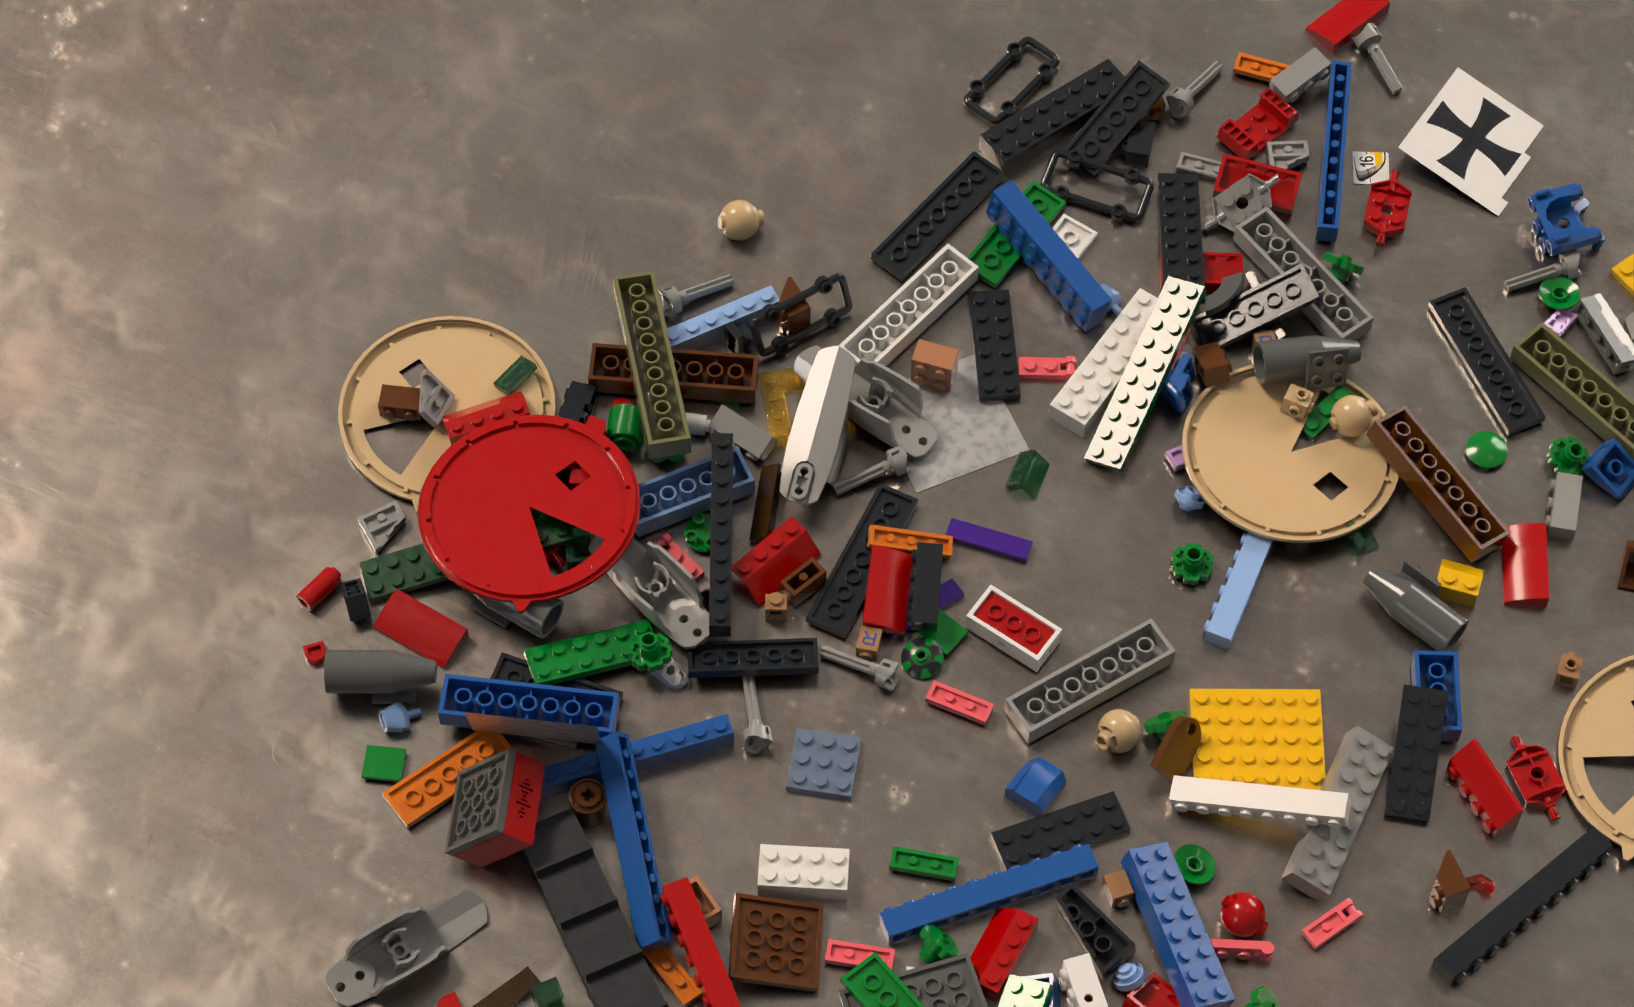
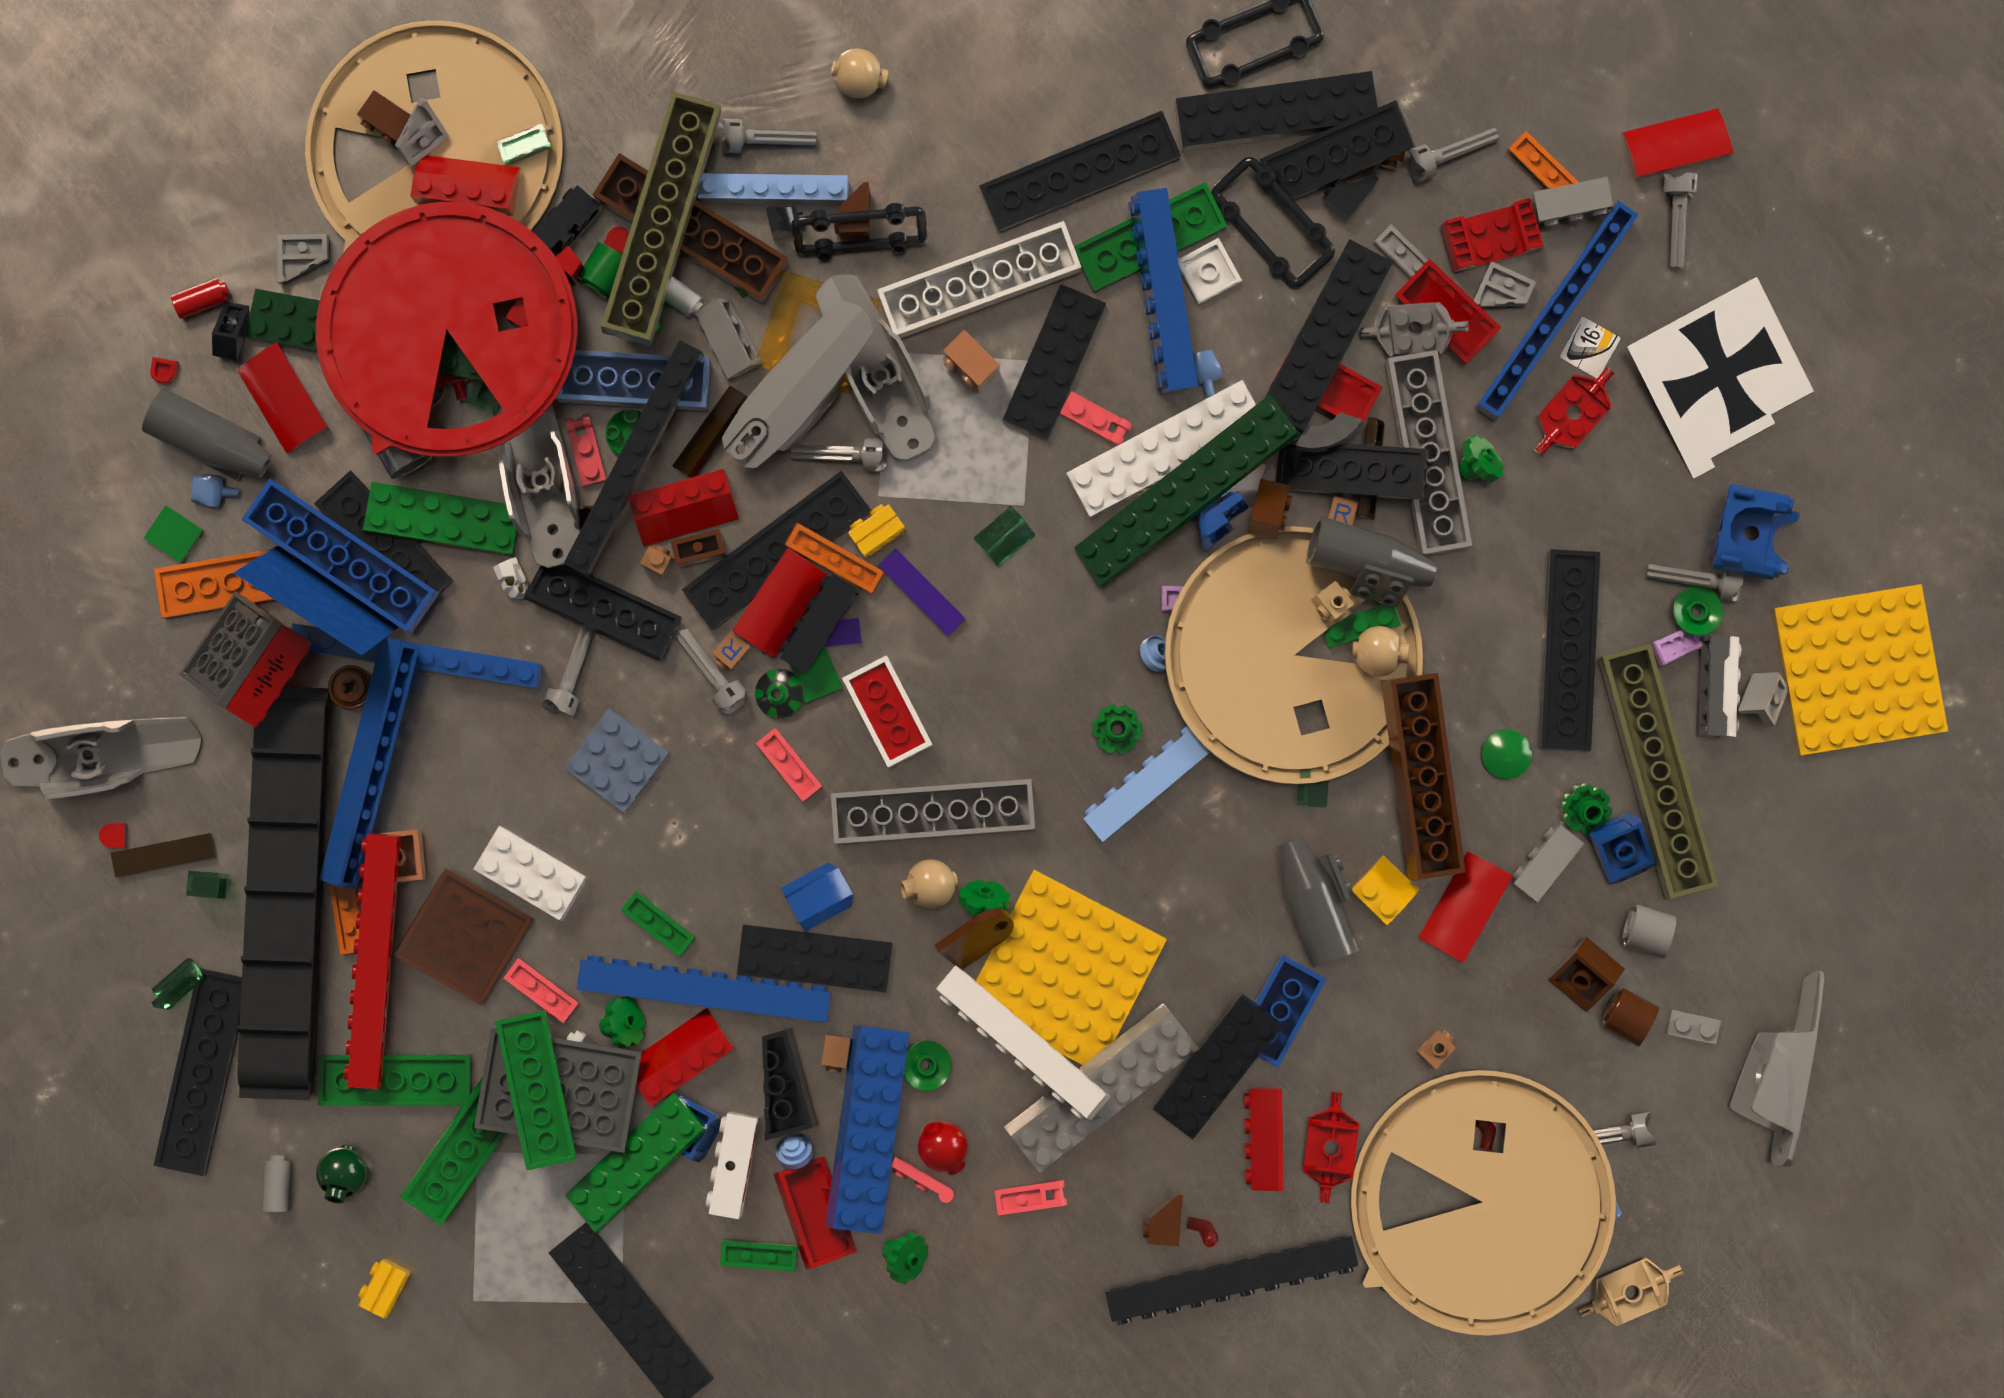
camera: 25 degrees right, 25 degrees up
(650, 652) = (497, 563): green plant -> none
(931, 511) = (876, 531): none -> yellow brick

